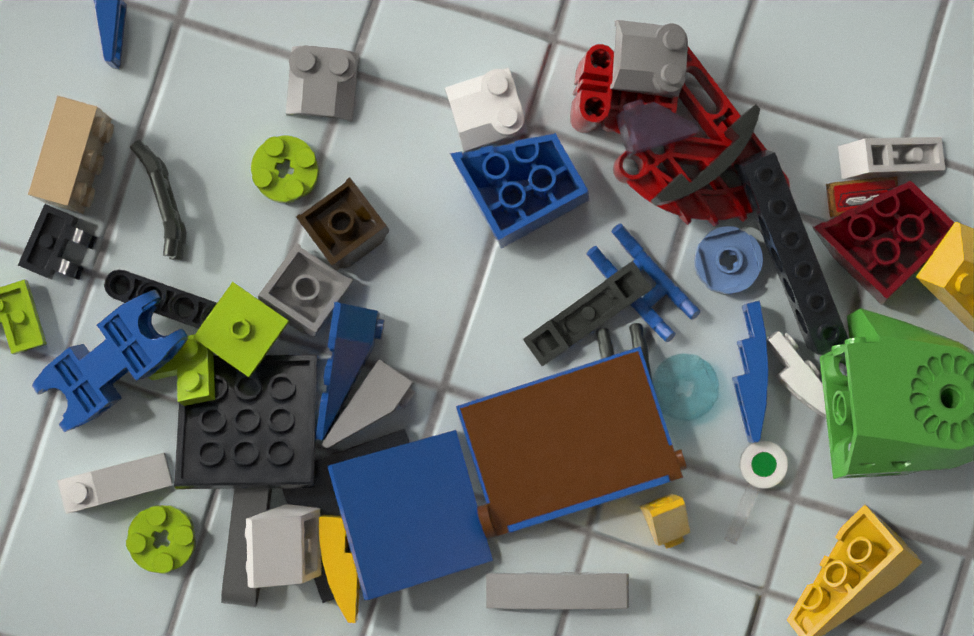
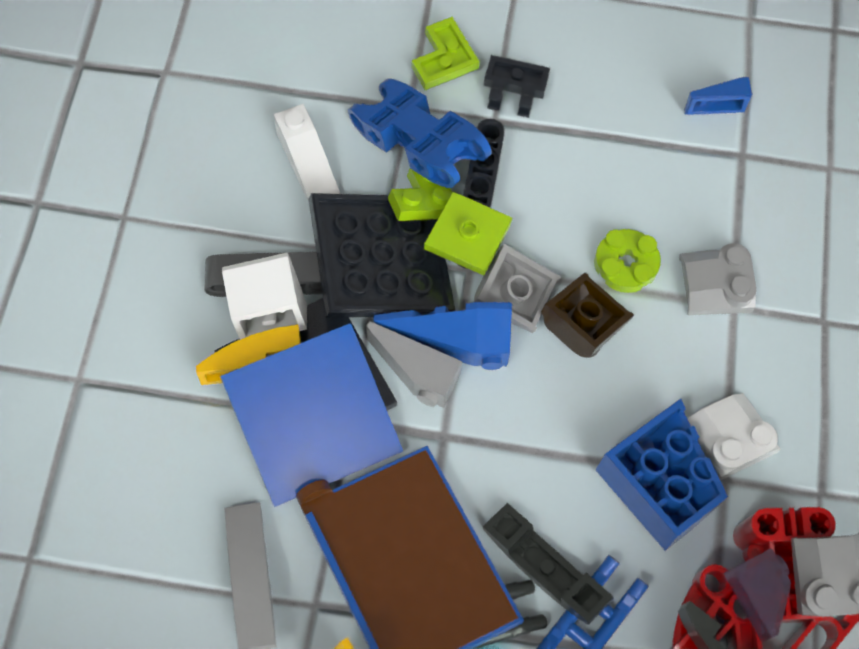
camera: 80 degrees right, 20 degrees down
(71, 155) = (599, 76): tan brick -> none
(158, 174) = (558, 166): pearl dark grey piece -> none
(163, 558) = (255, 188): lime plate -> none

